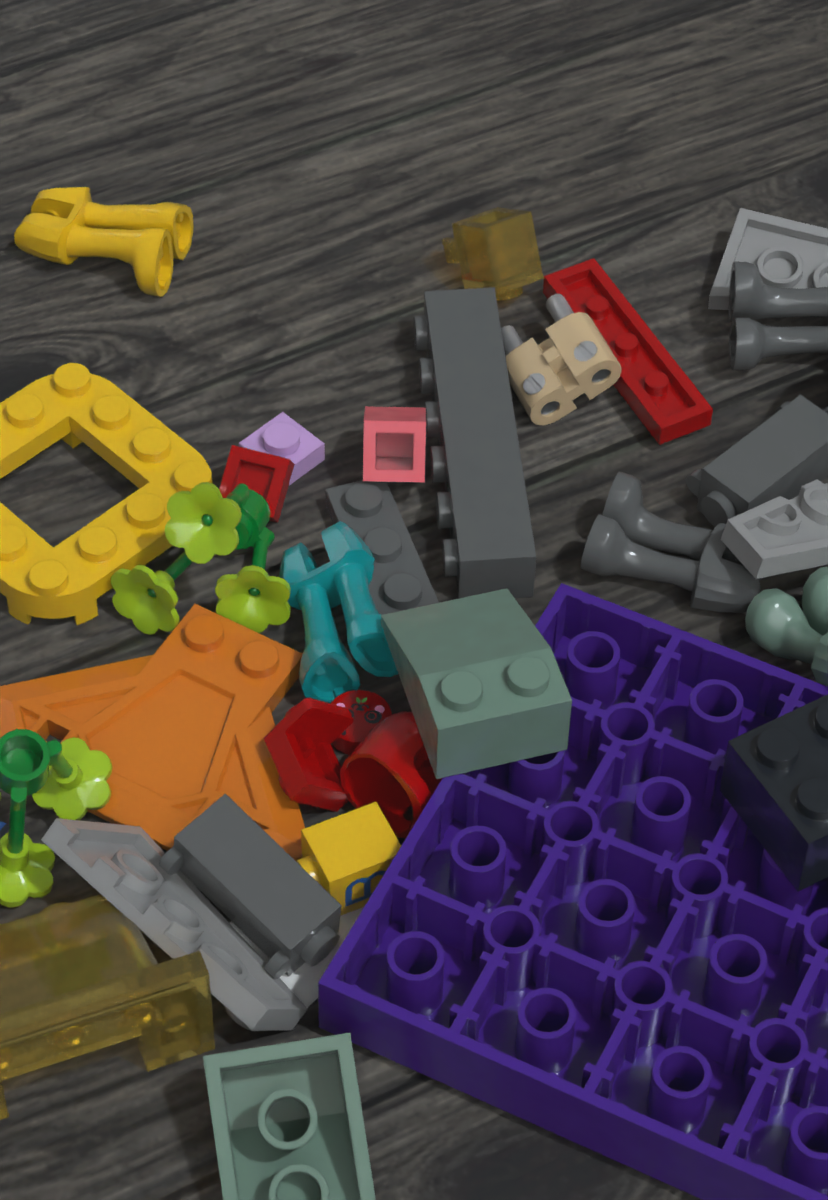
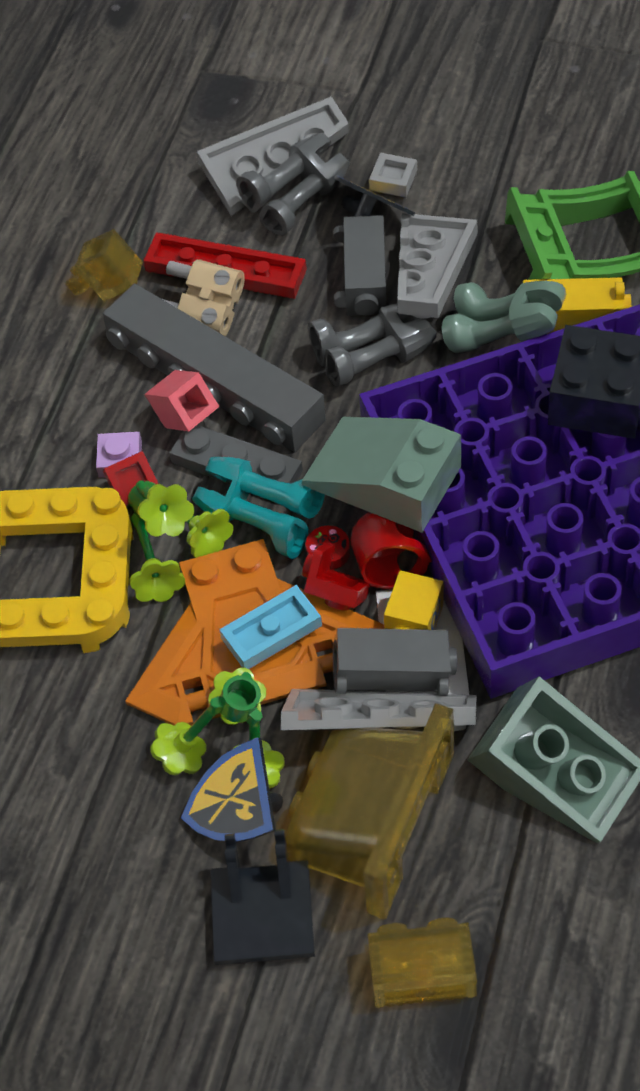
camera: 40 degrees left, 5 degrees up
(183, 741) = (270, 627): none -> medium azure plate

